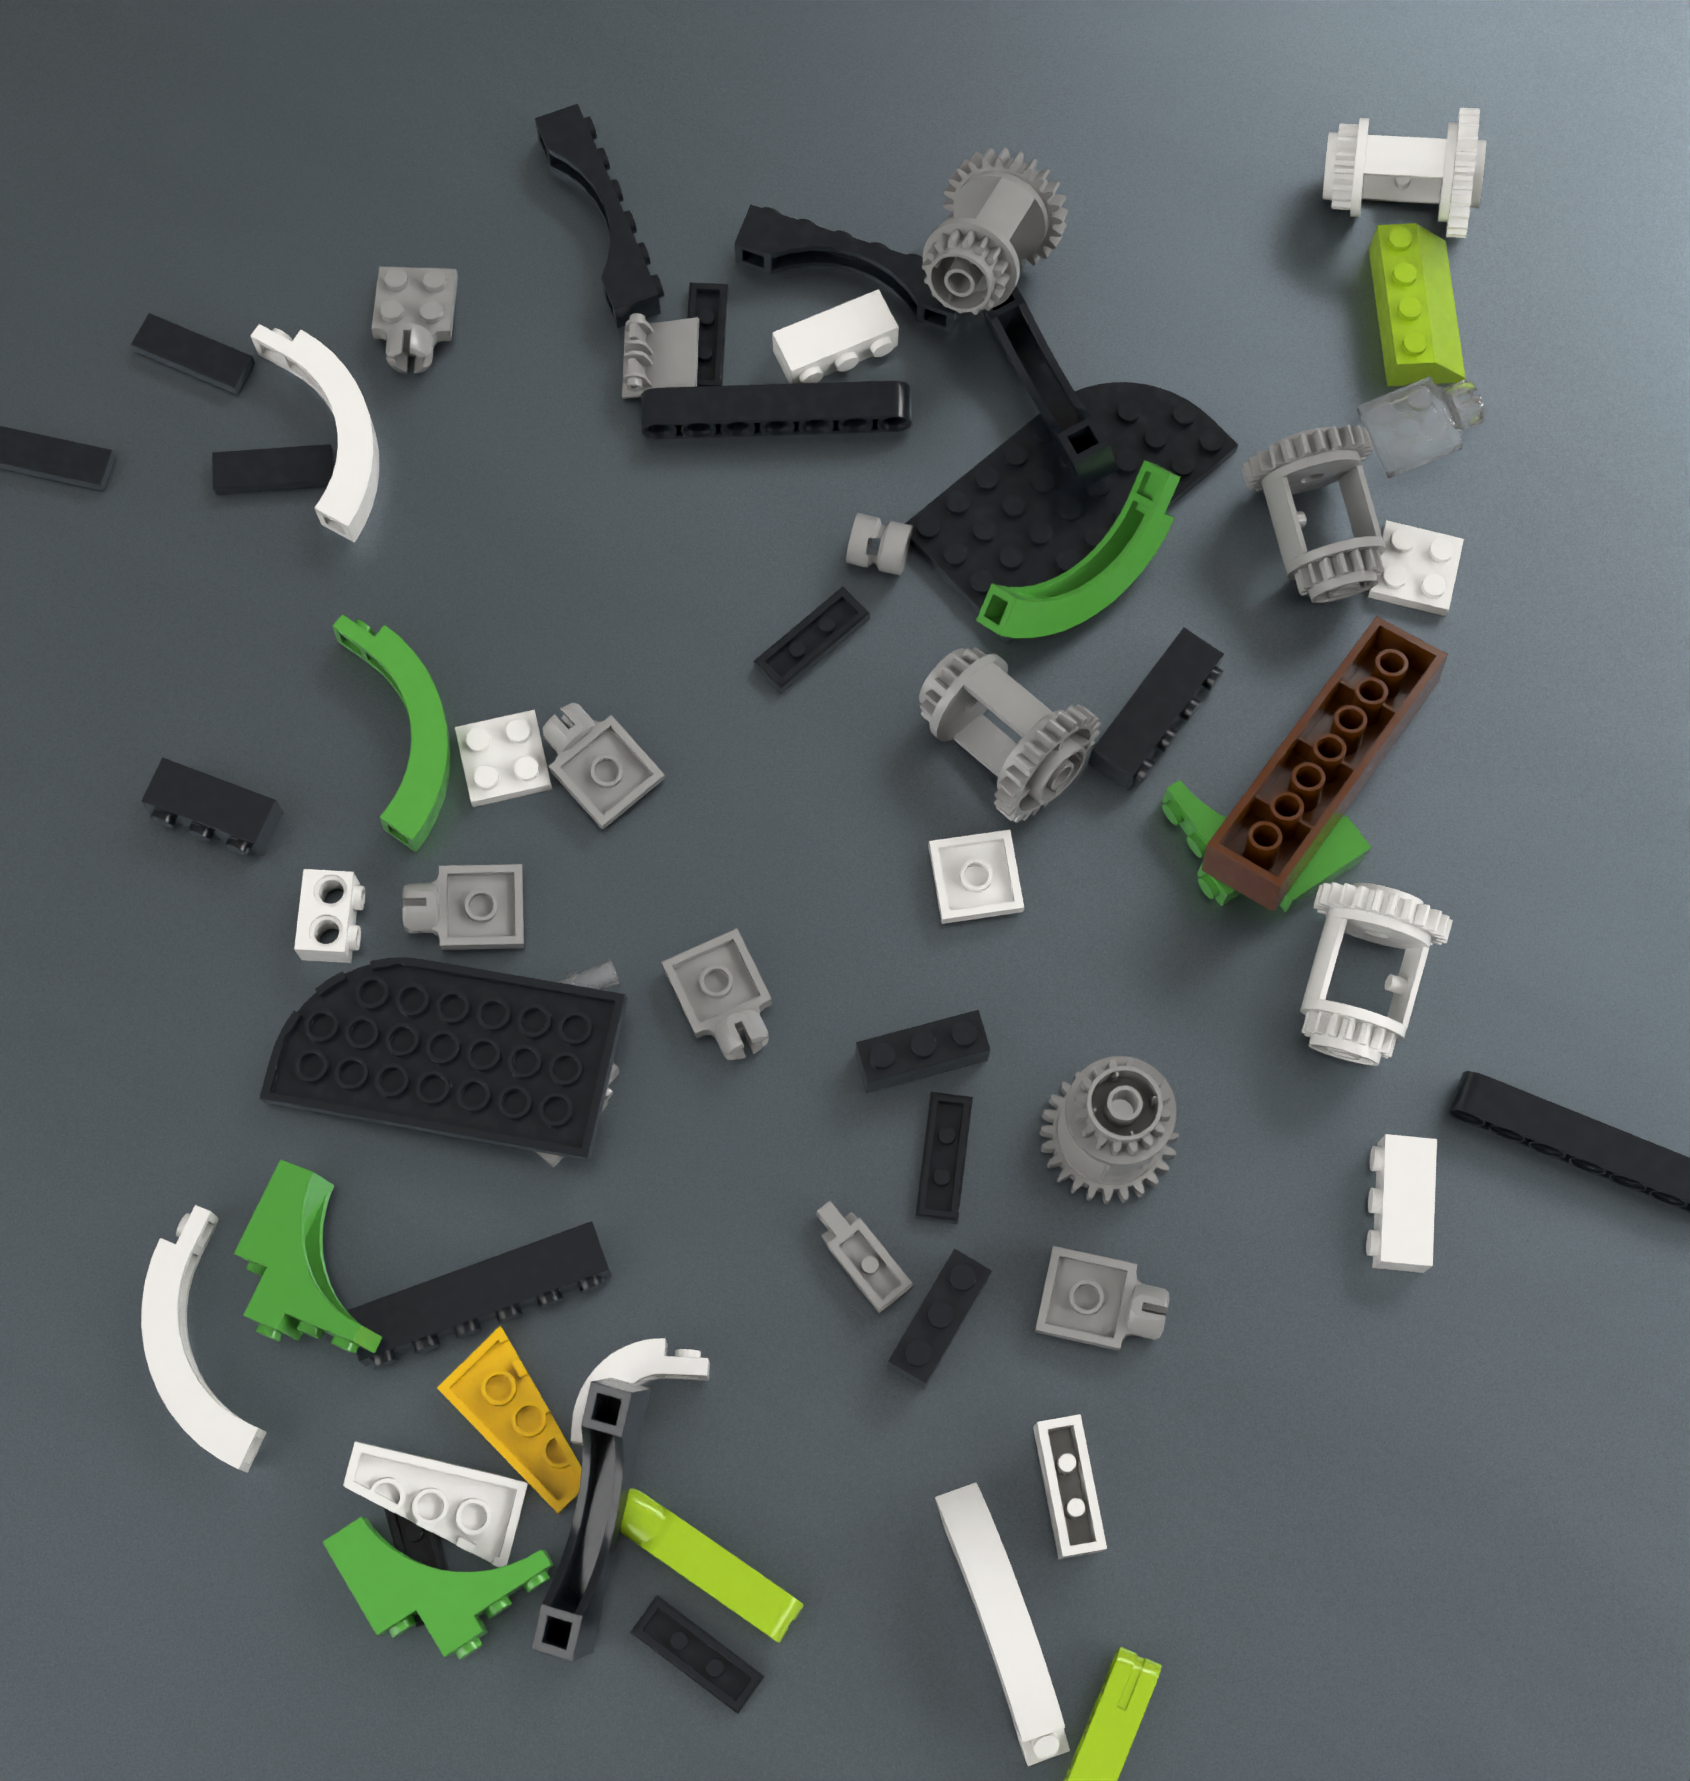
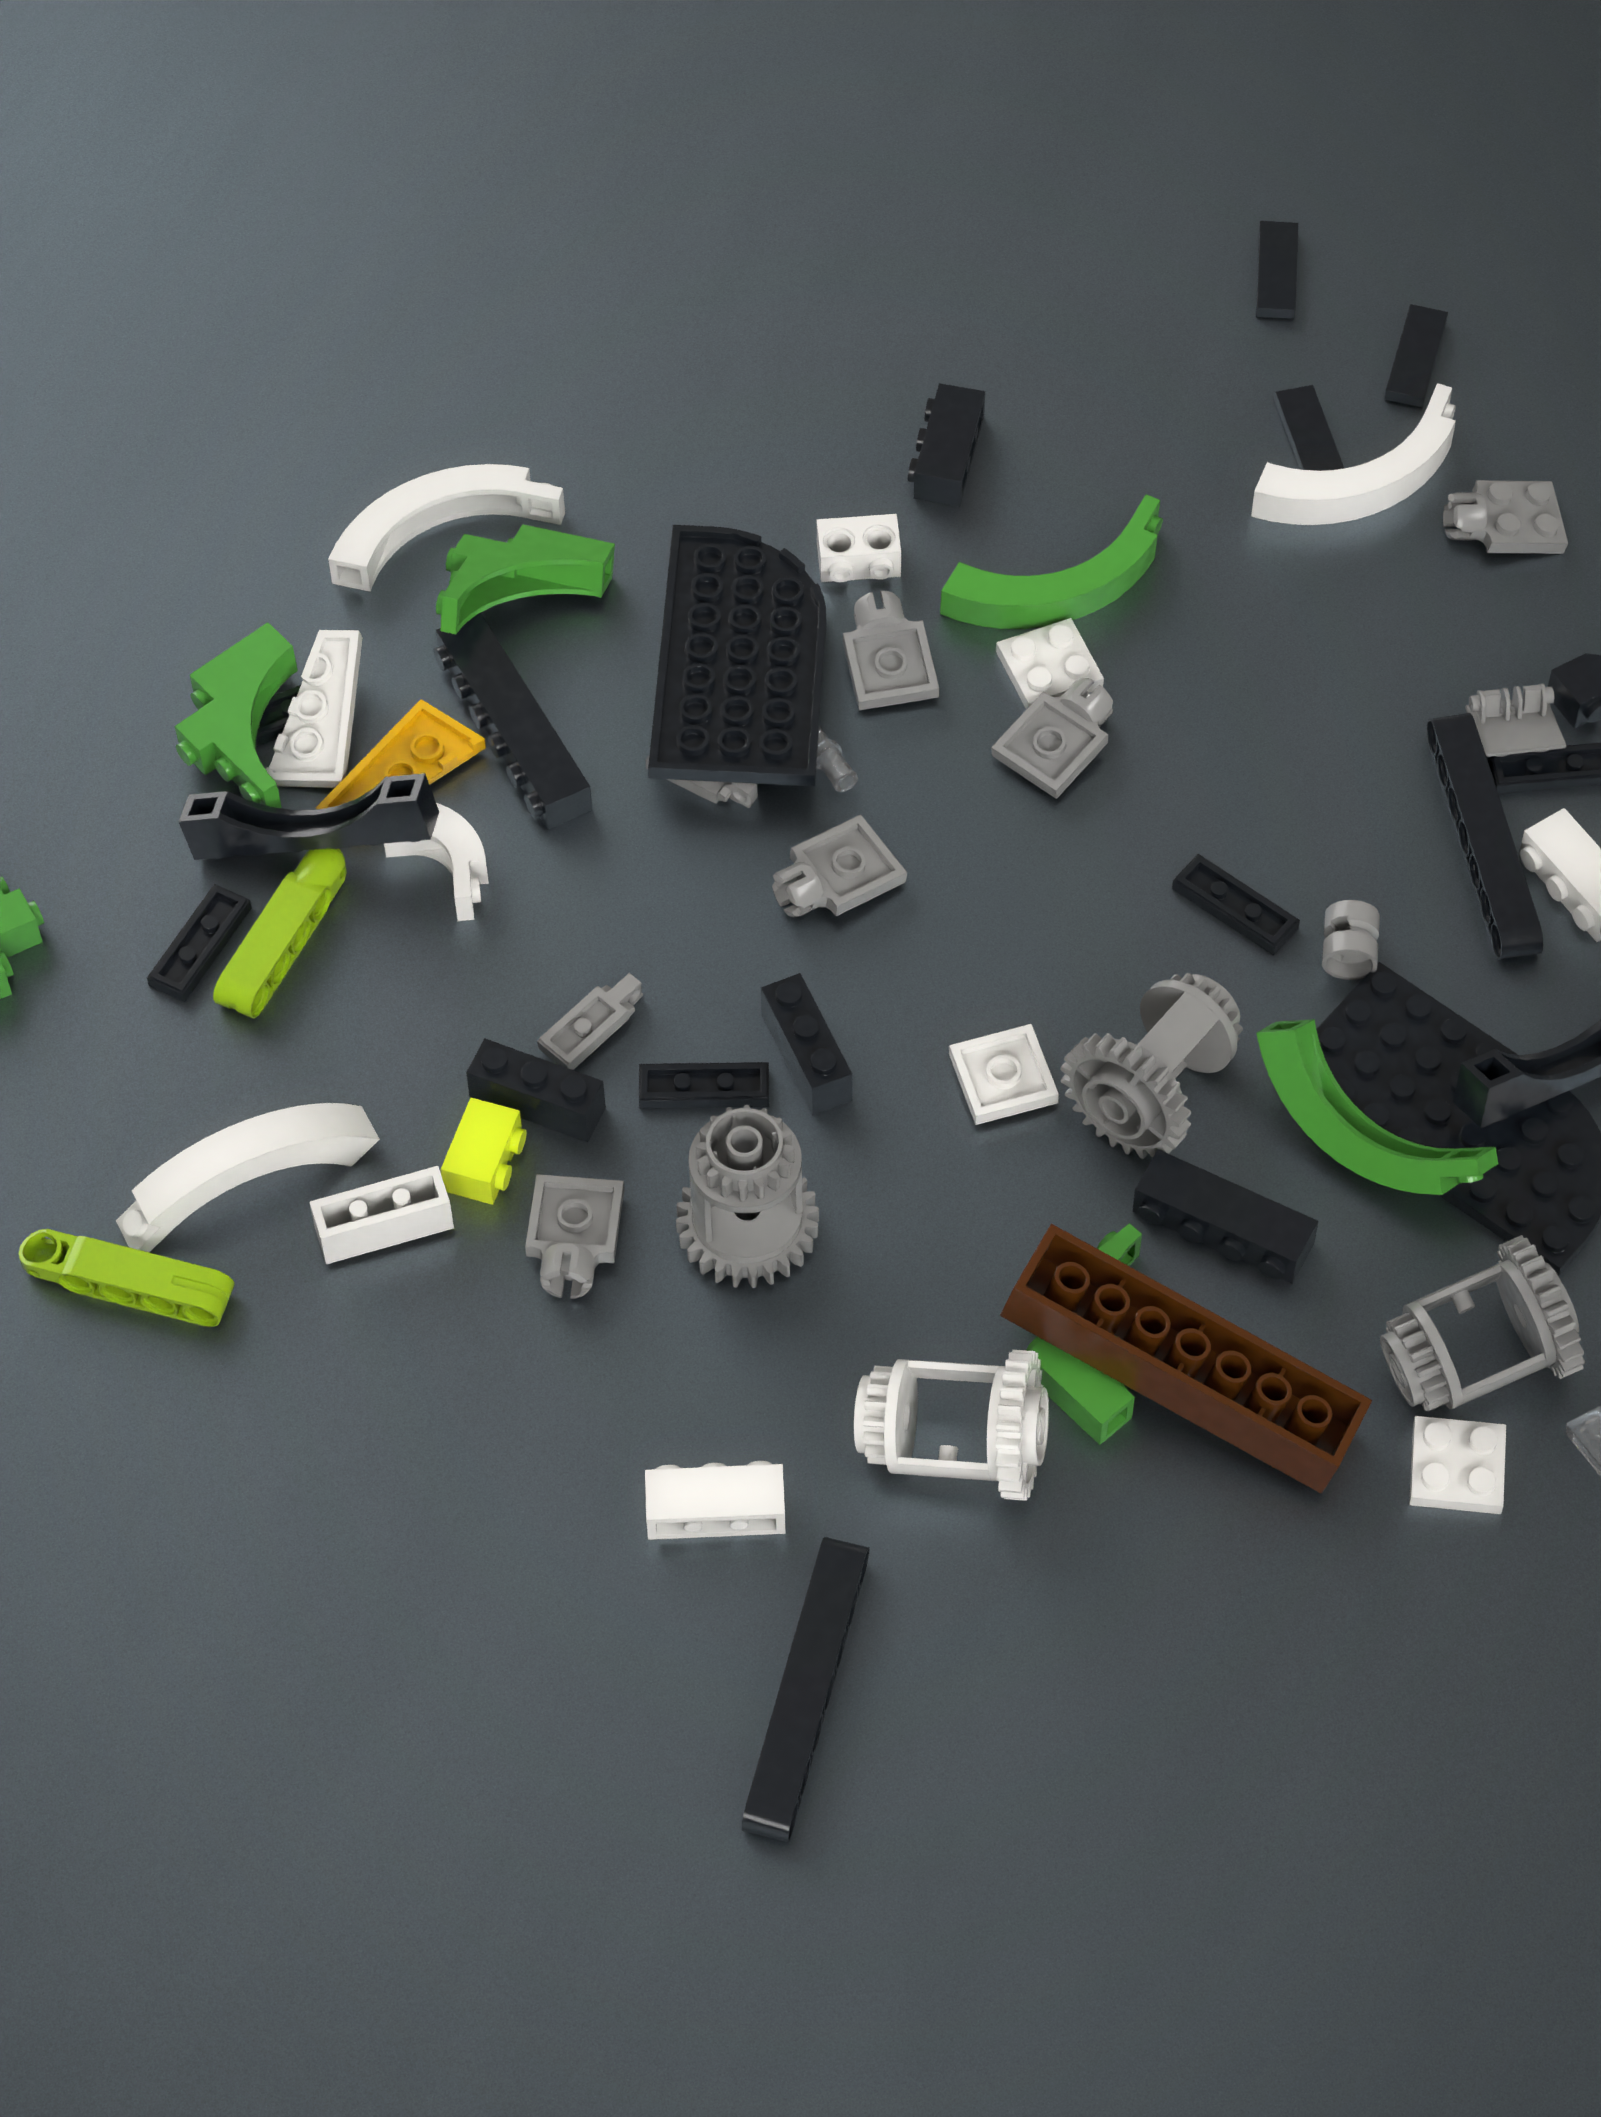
camera: 85 degrees right, 15 degrees down
(1000, 1379) = (481, 1150): none -> neon yellow brick

